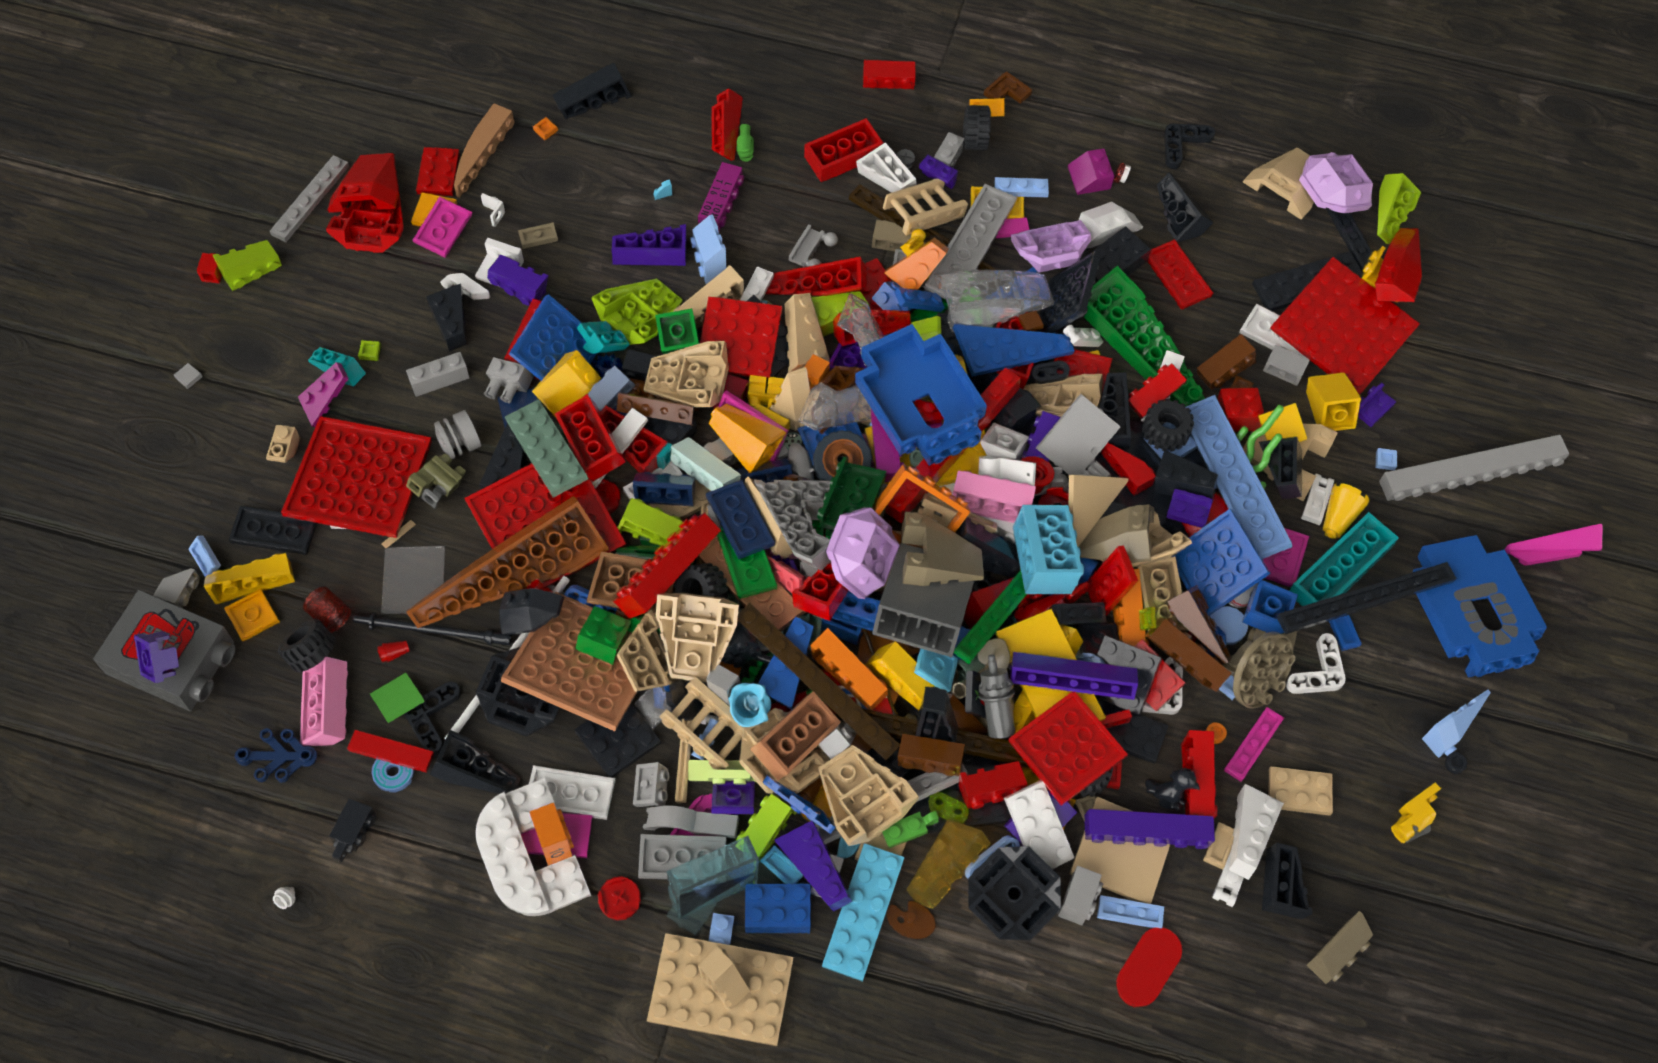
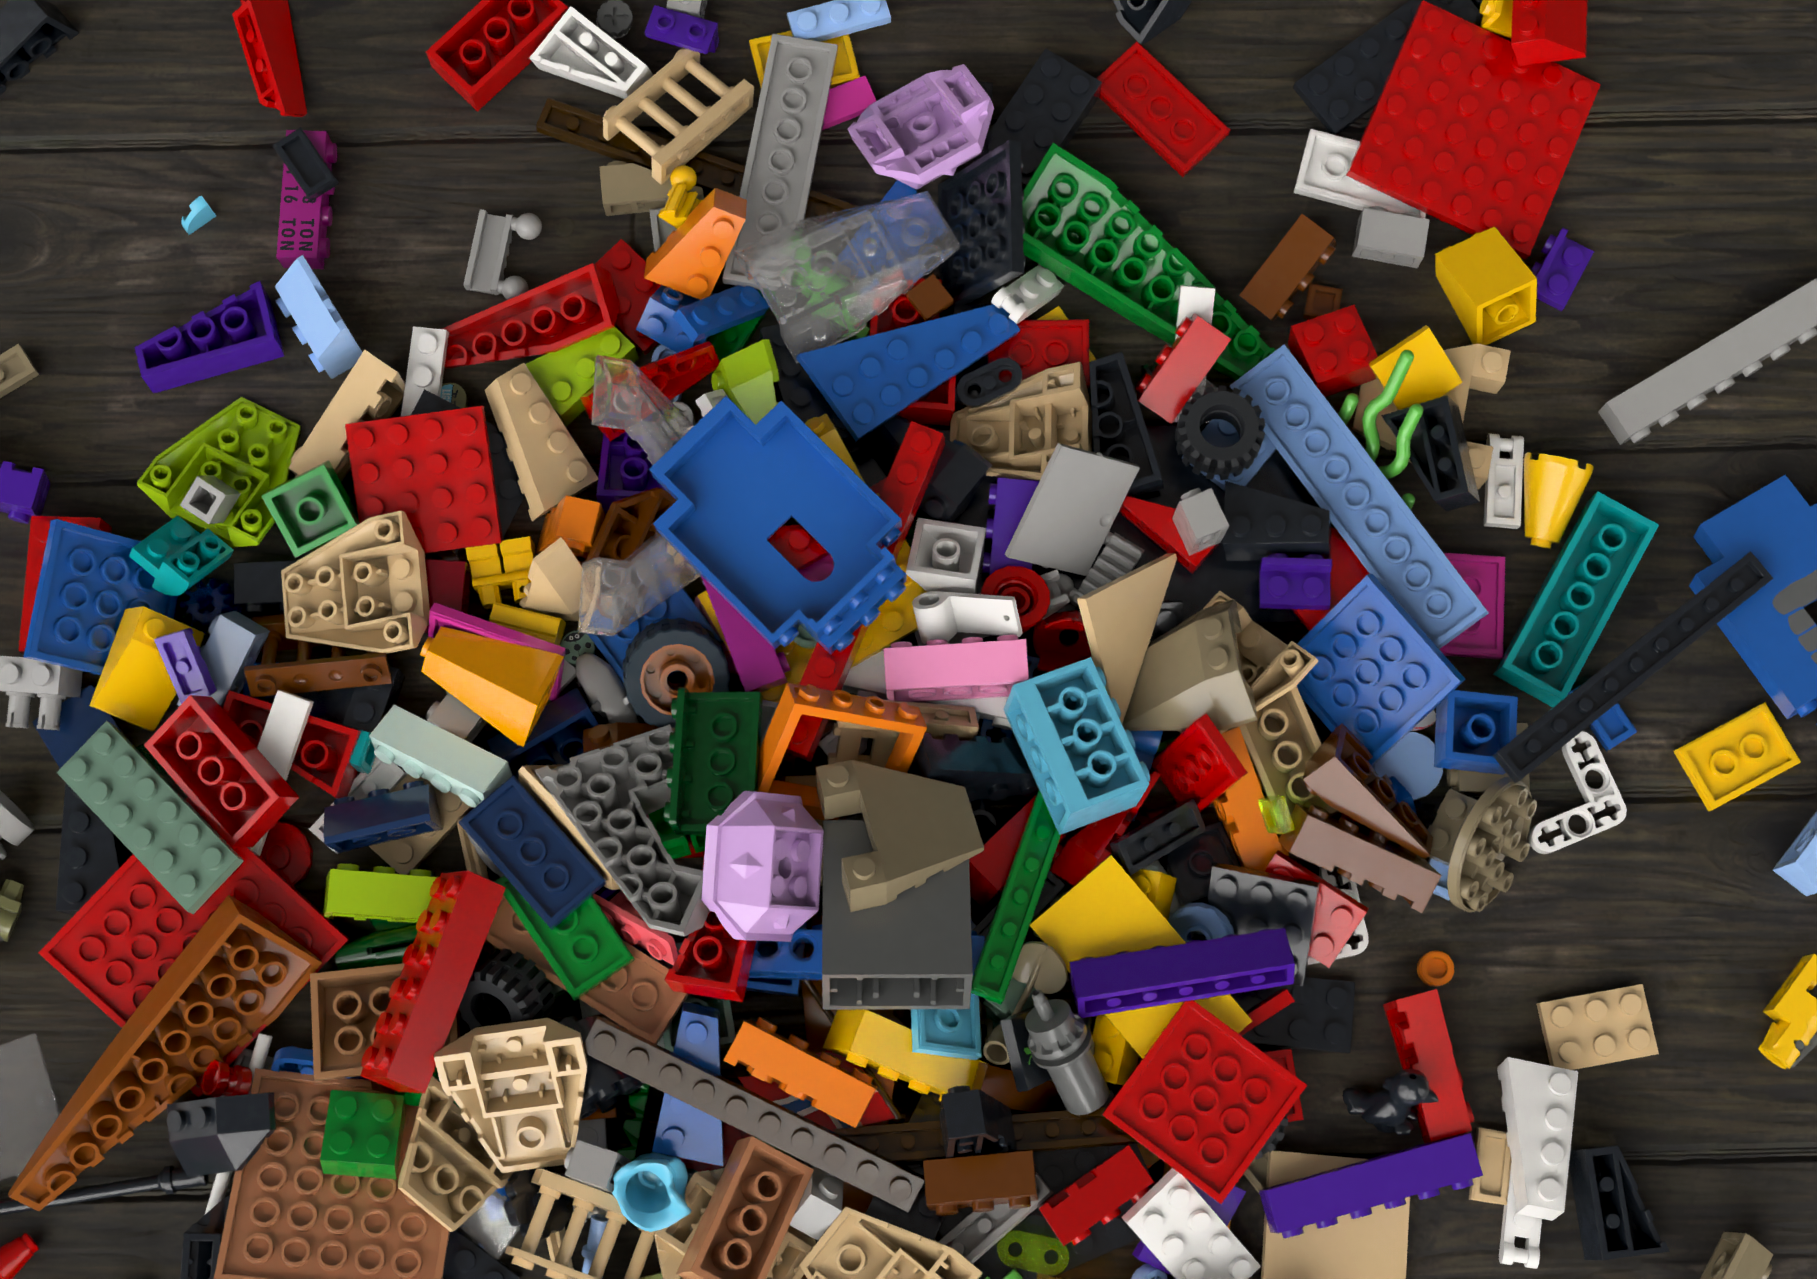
camera: 15 degrees left, 15 degrees up
(588, 381) = (185, 664): none -> plate
(627, 313) = (210, 499): none -> light grey brick
(727, 178) = (305, 164): none -> black tile
(745, 143) = (316, 73): bright green arm -> none
(1106, 221) = (1010, 44): white wedge -> none
(1145, 460) = (1200, 520): none -> light grey brick
(1253, 744) = (1502, 968): dark pink tile -> none
(1386, 459) = (1601, 369): light blue plate -> none
(1415, 673) = (1737, 756): none -> yellow tile

